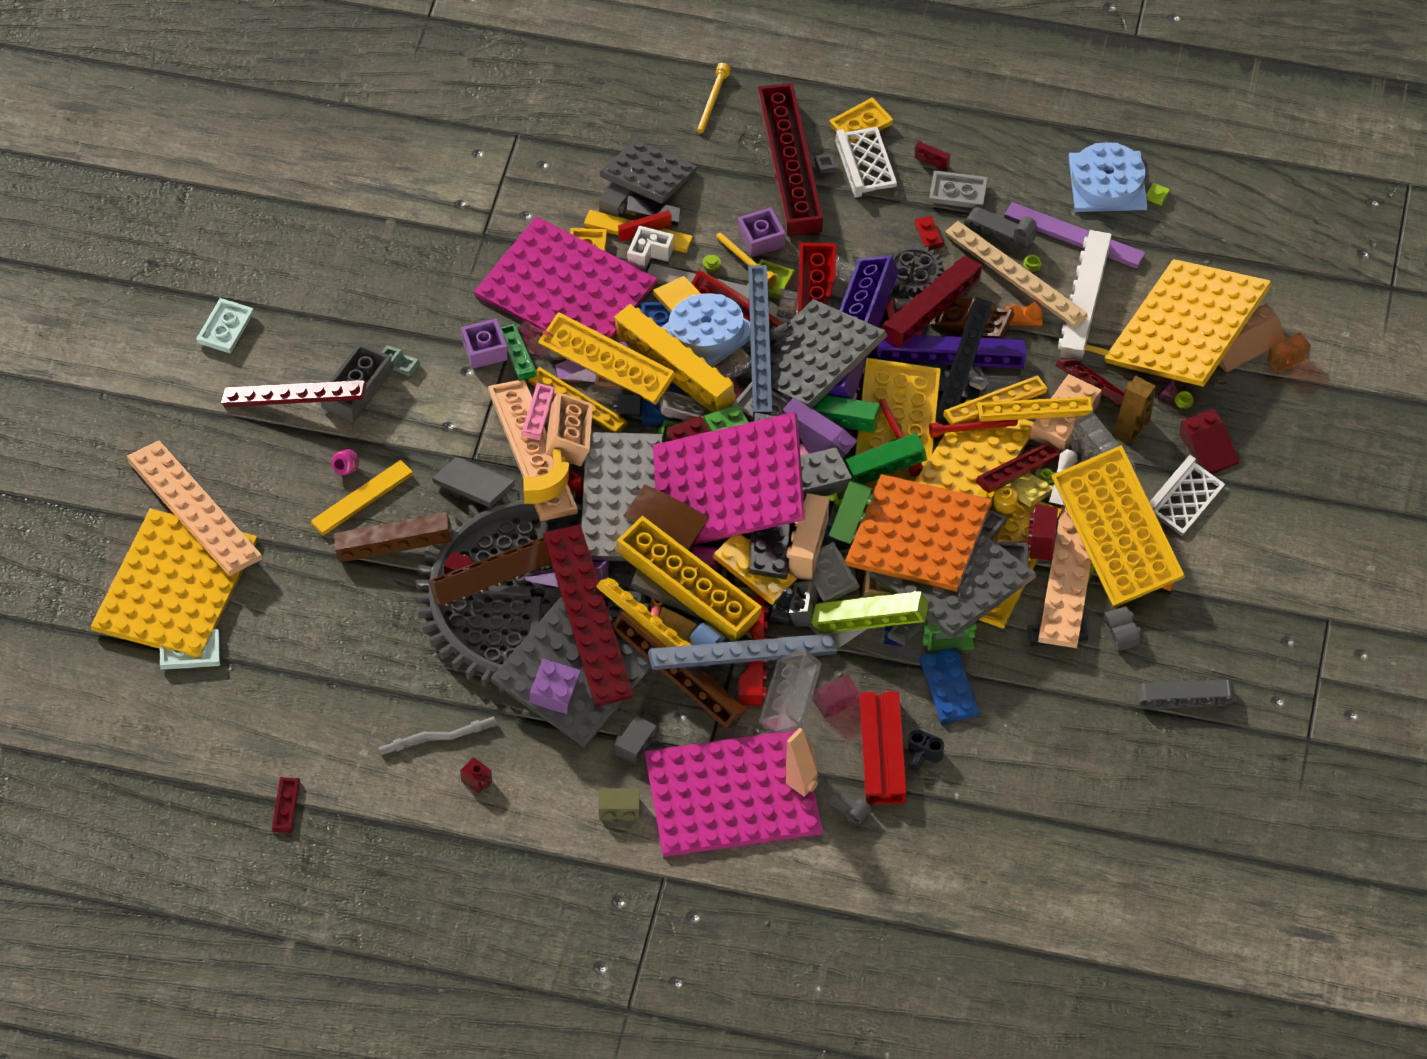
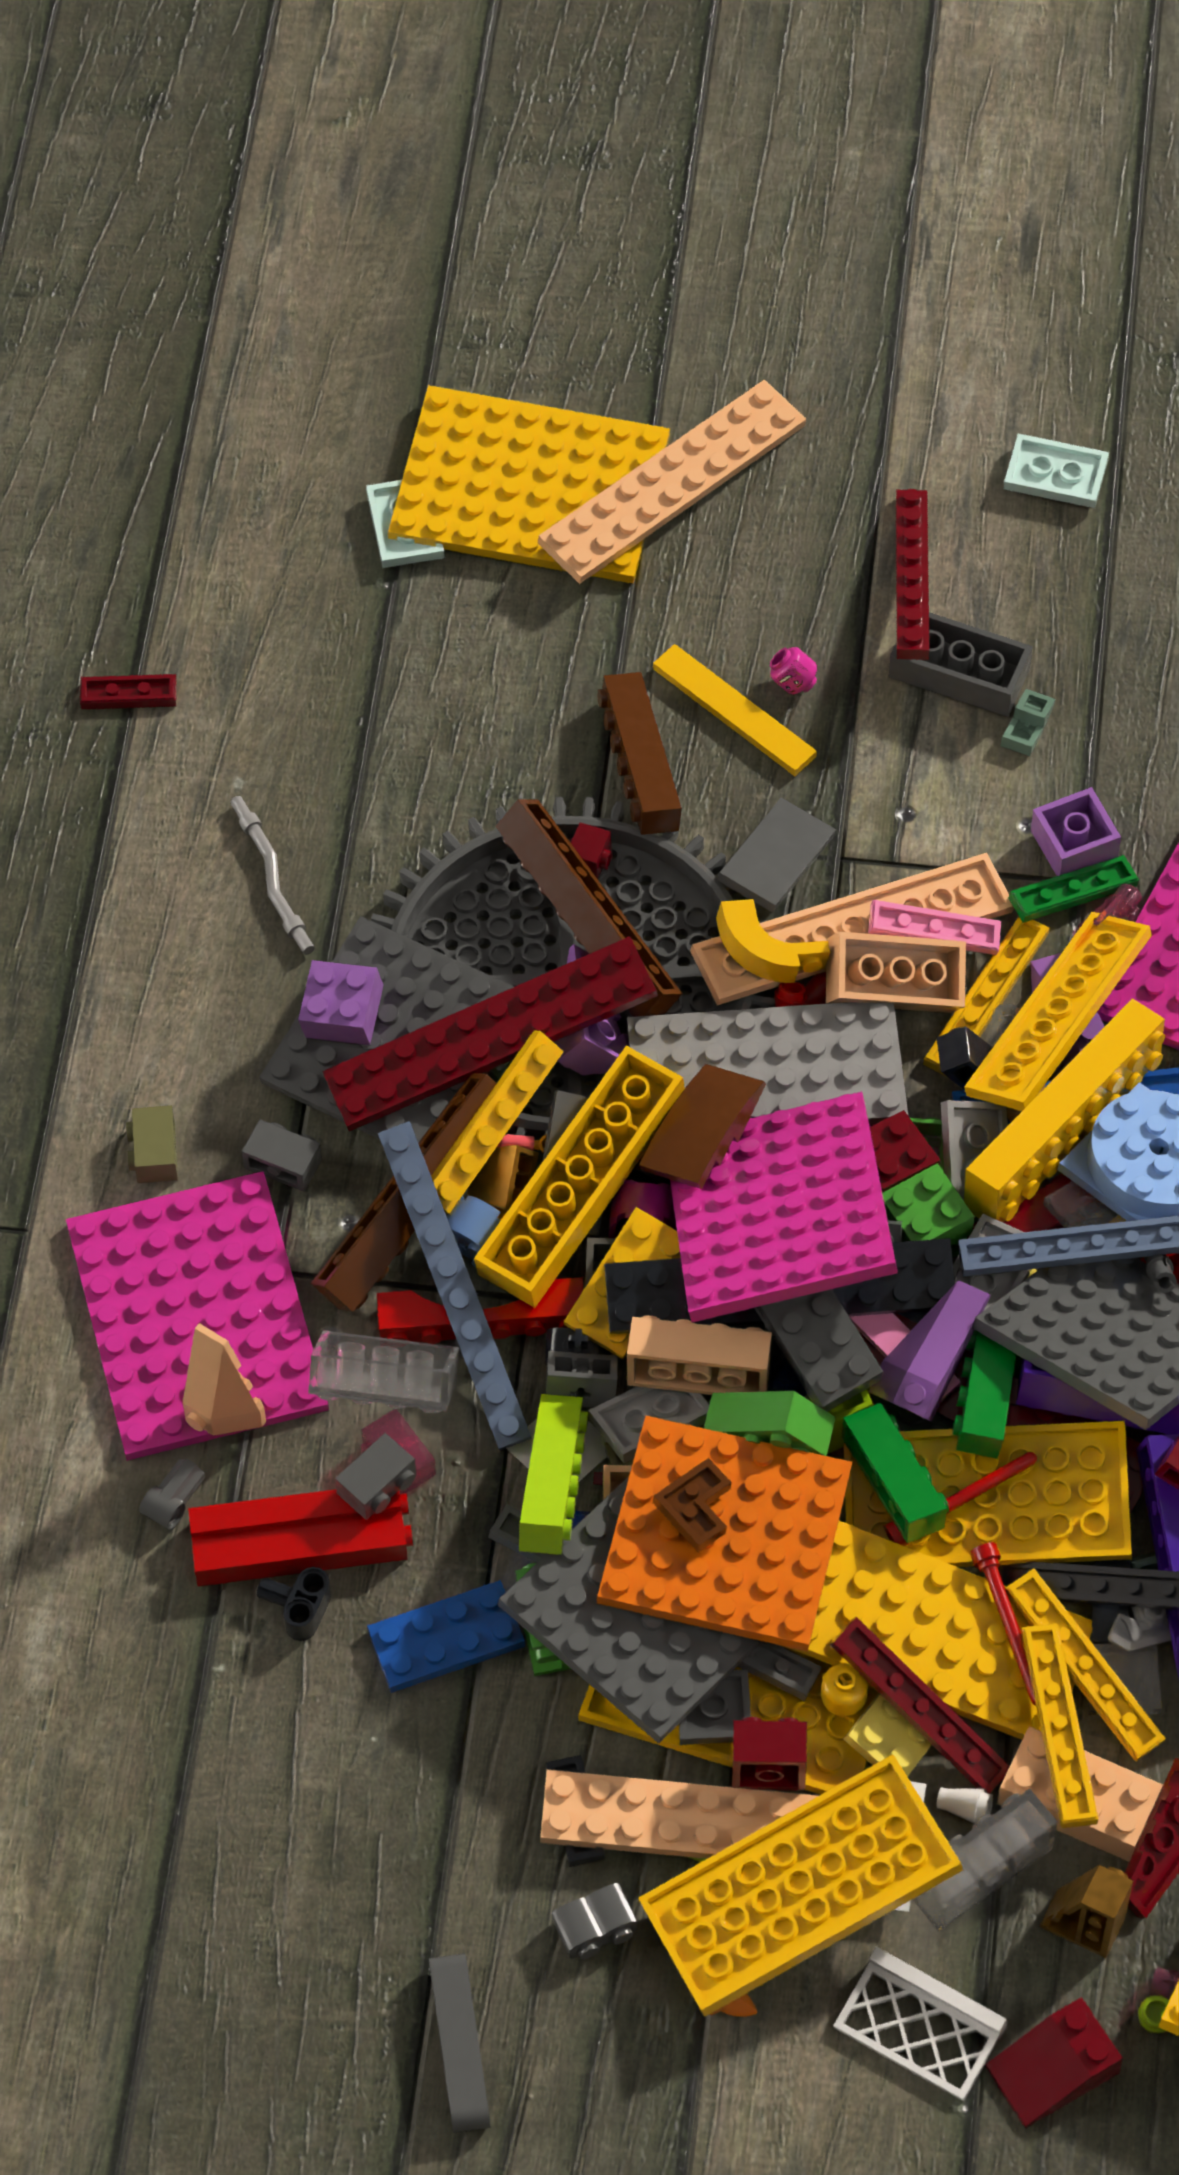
camera: 85 degrees right, 5 degrees up
(476, 775) = (195, 935): dark red brick -> none
(861, 696) = (376, 1476): none -> dark grey brick
(906, 539) = (687, 1503): none -> reddish brown plate
(1046, 472) = (933, 1781): lime plate -> none

